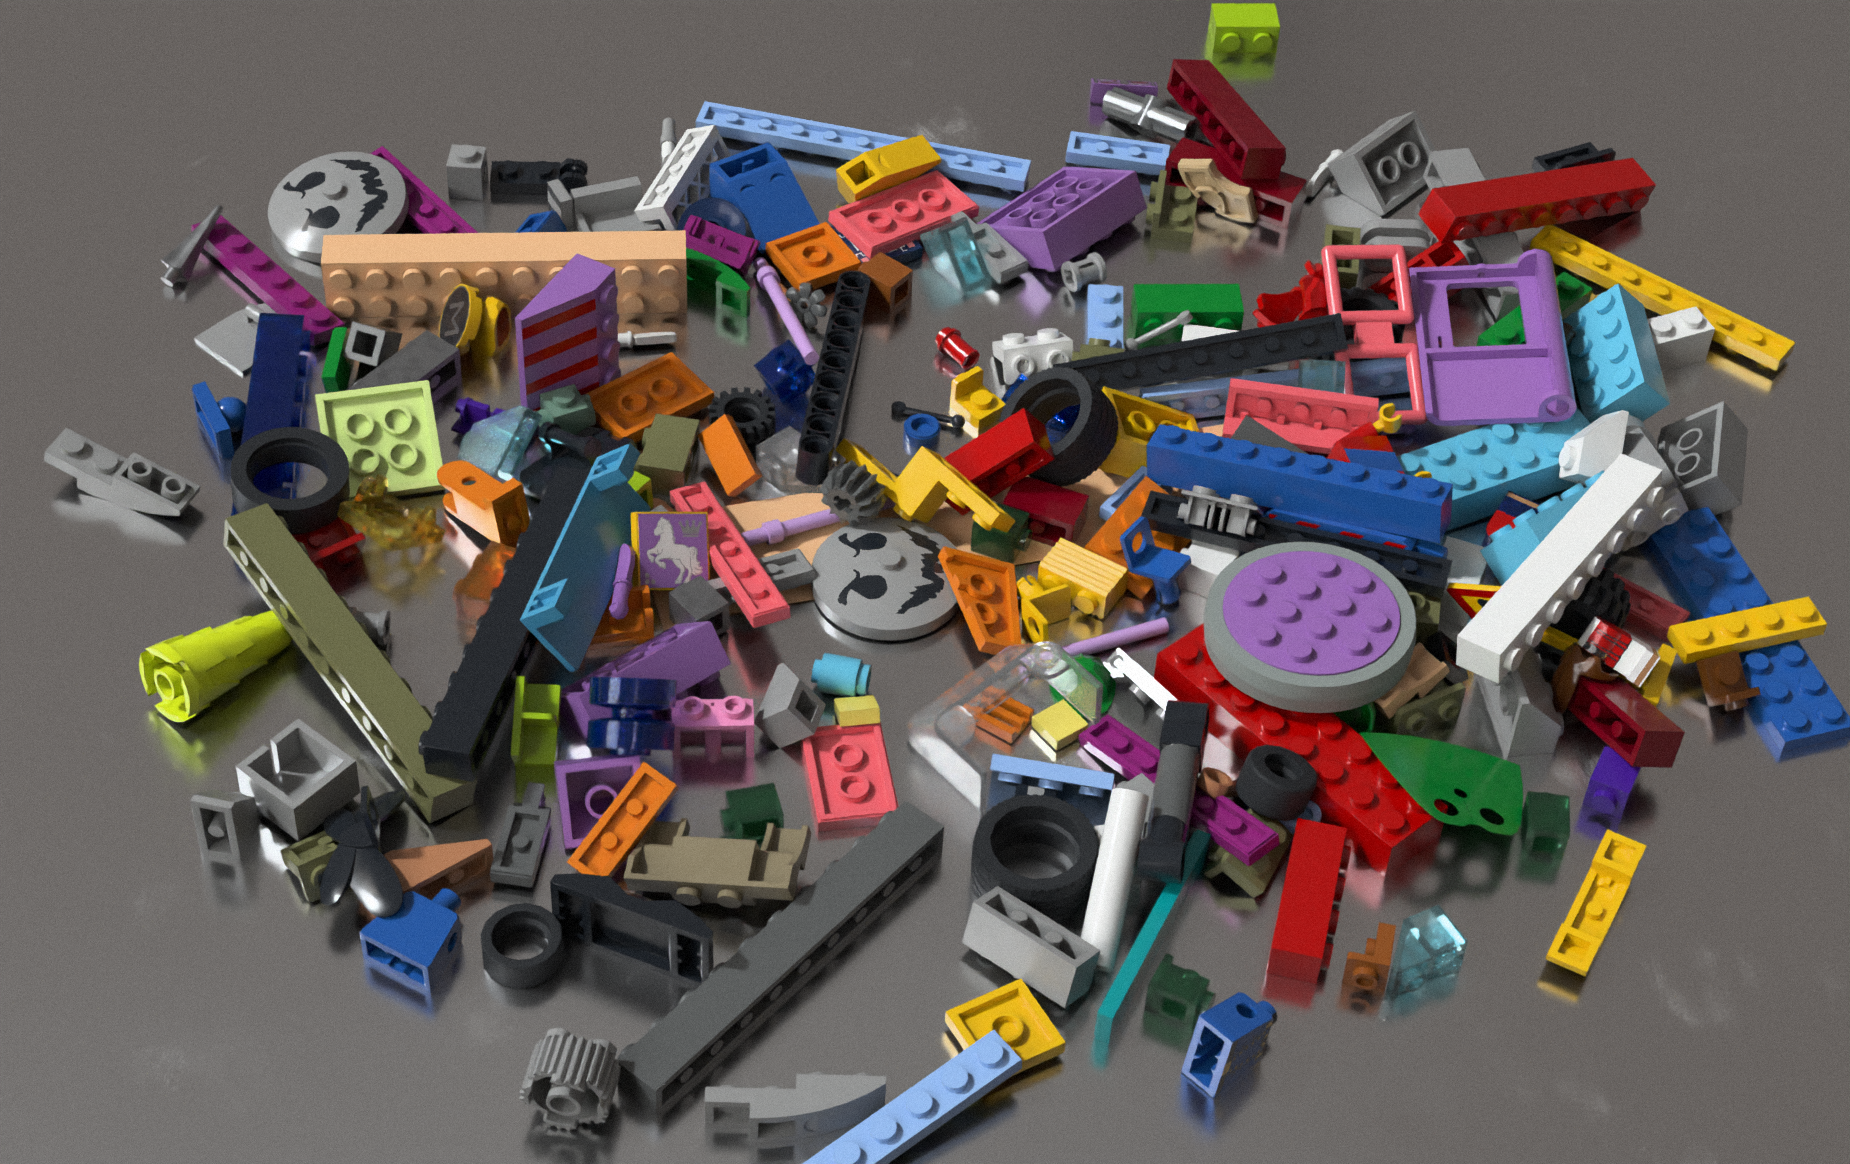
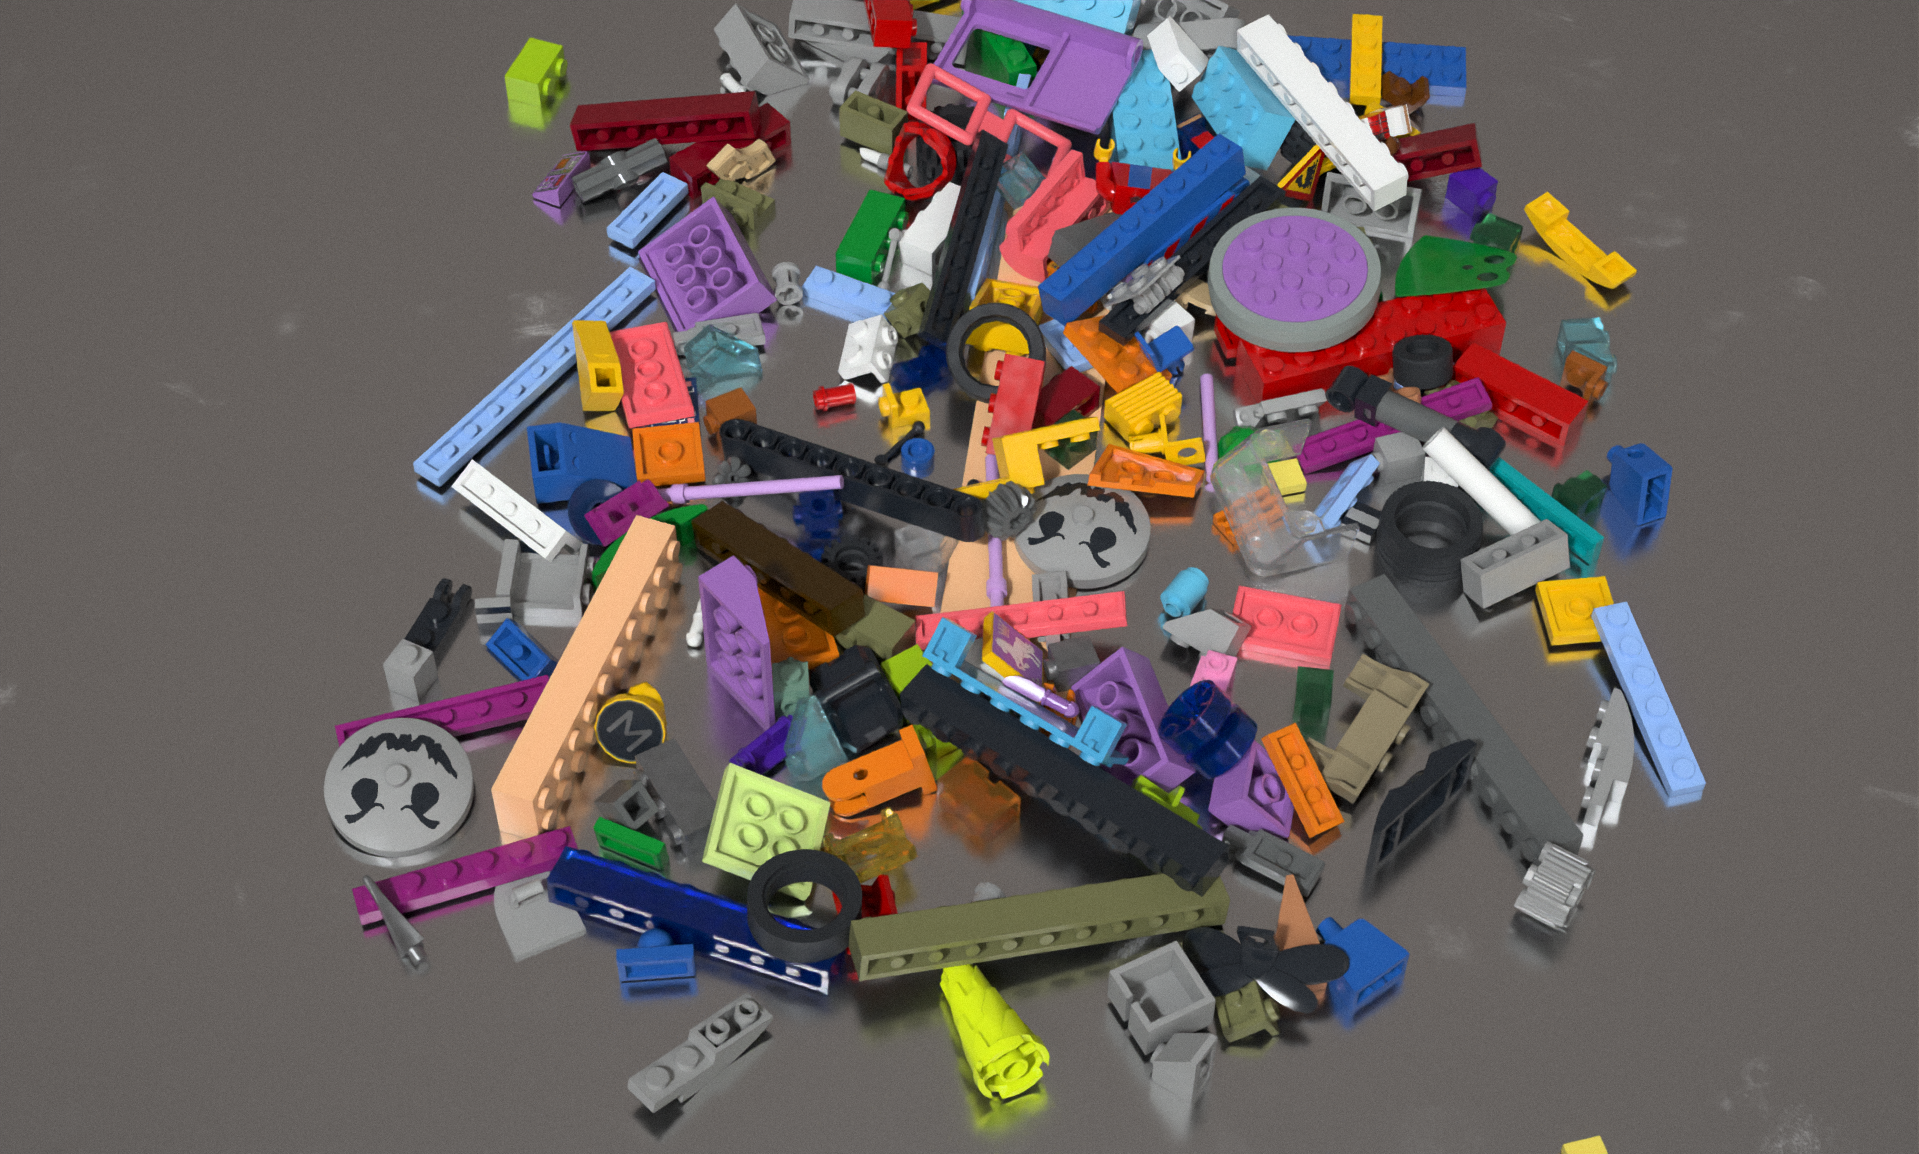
camera: 65 degrees left, 5 degrees up
(518, 919) = (1395, 867): black tyre -> none
(668, 139) = (443, 510): light grey piece -> none
(694, 358) = (781, 568): none -> dark brown brick
(856, 710) = (1225, 594): light yellow tile -> none

